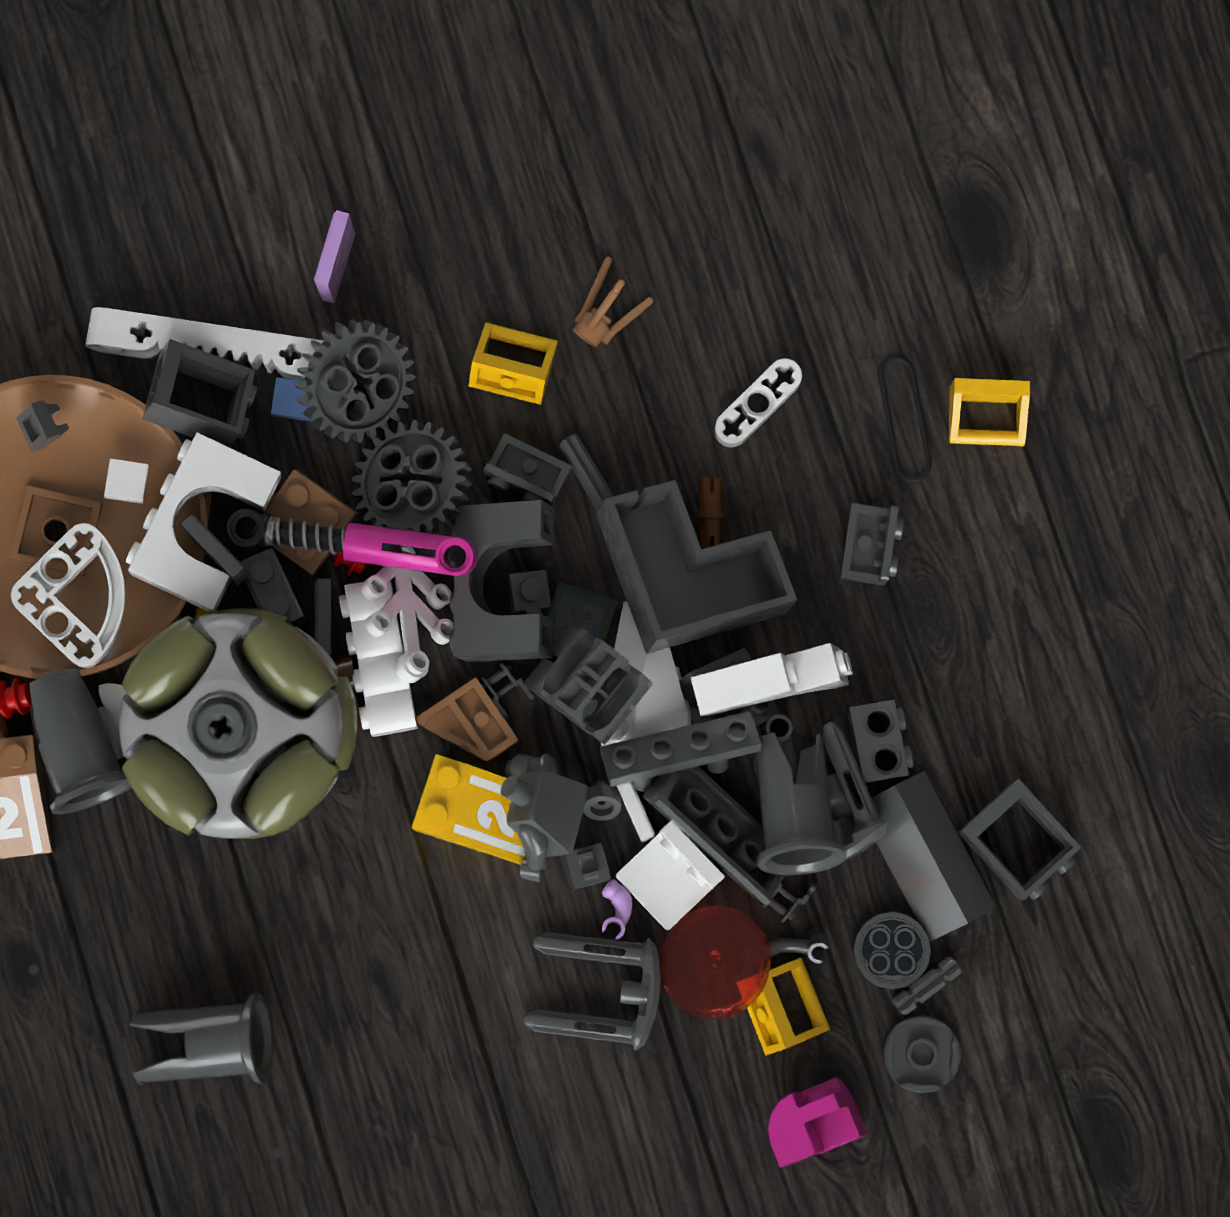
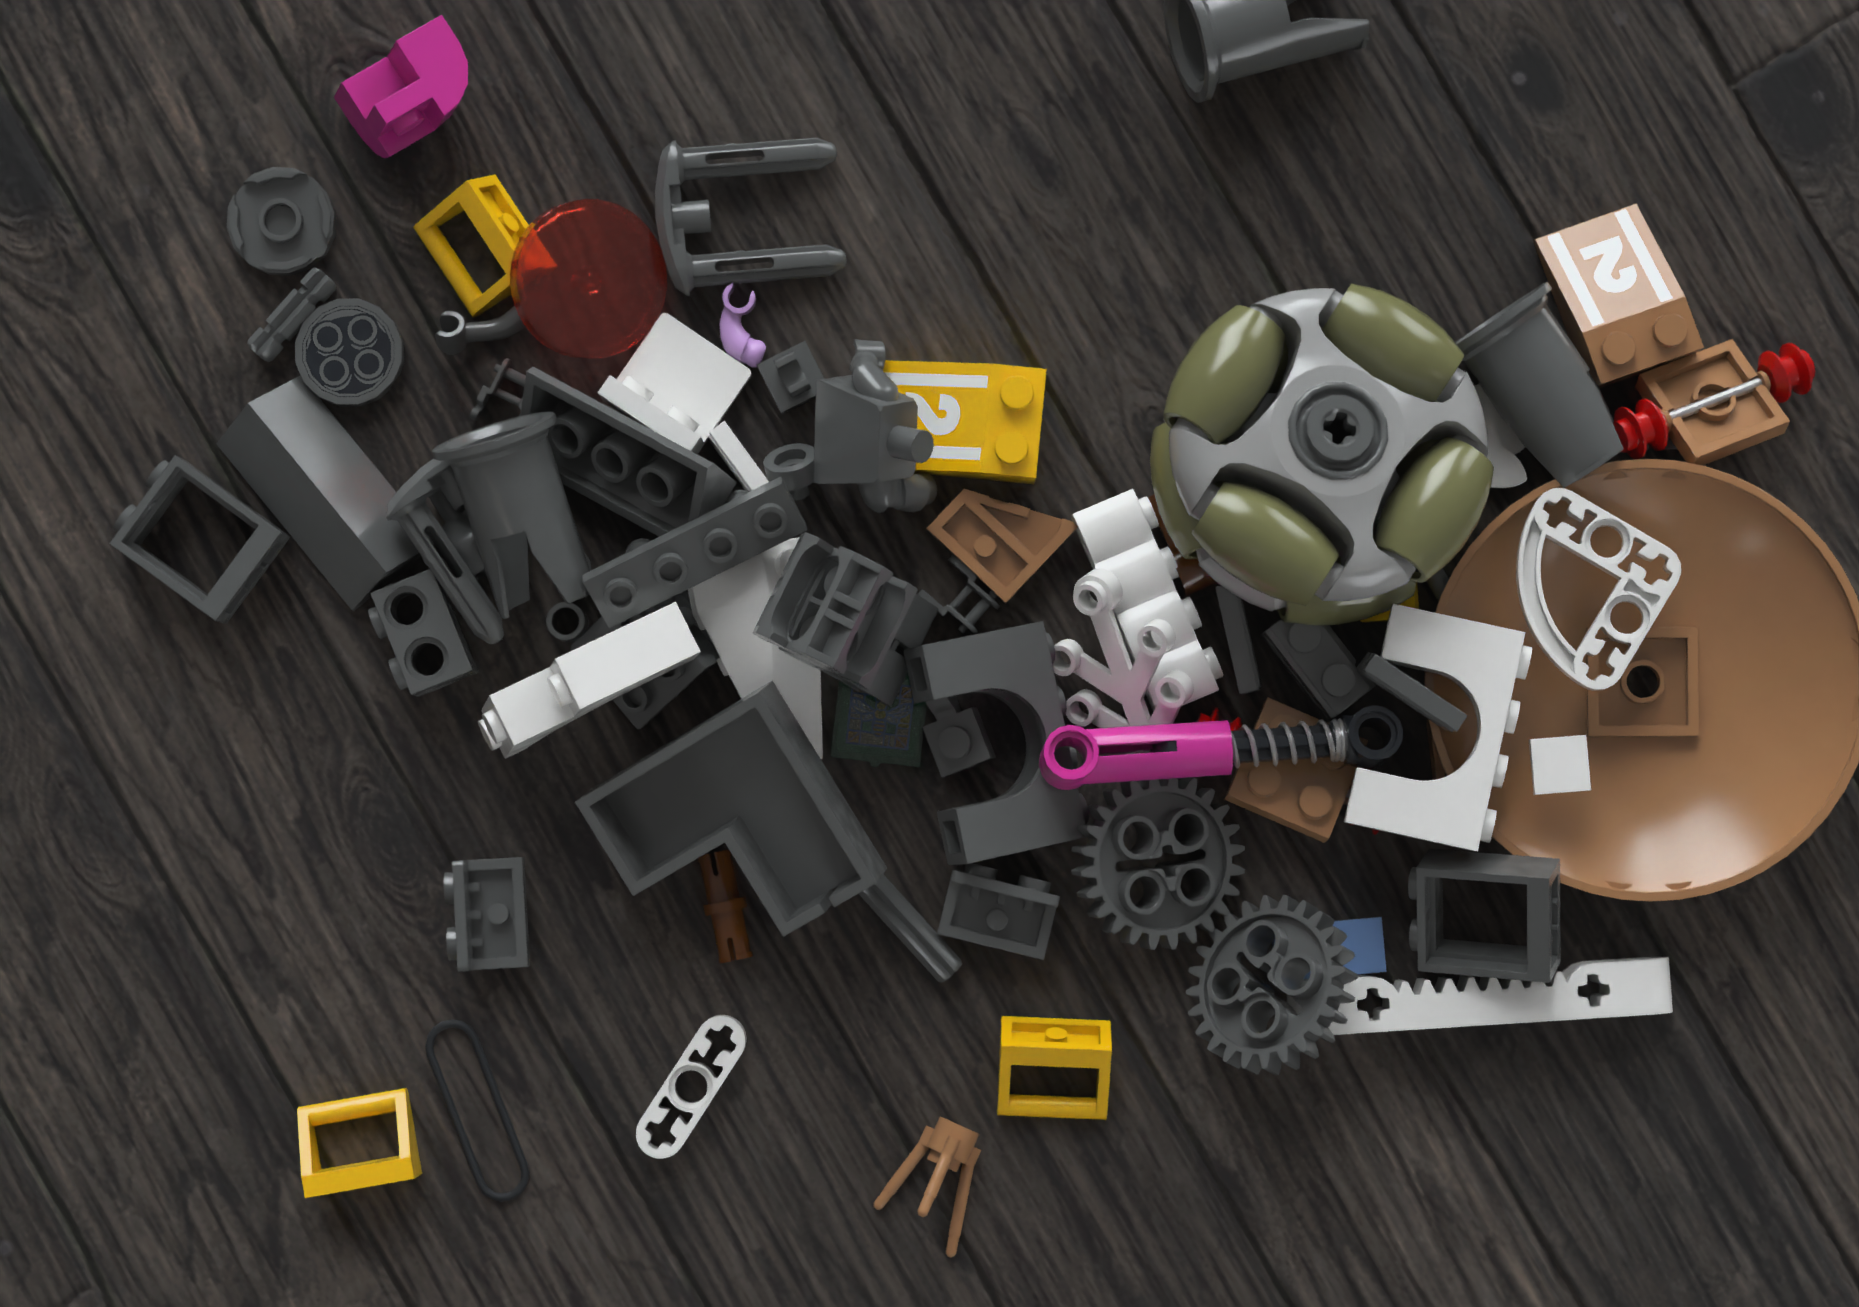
camera: 170 degrees right, 5 degrees up
(39, 425) = (1702, 812): dark grey tile -> none
(334, 256) = (1344, 1162): lavender tile -> none

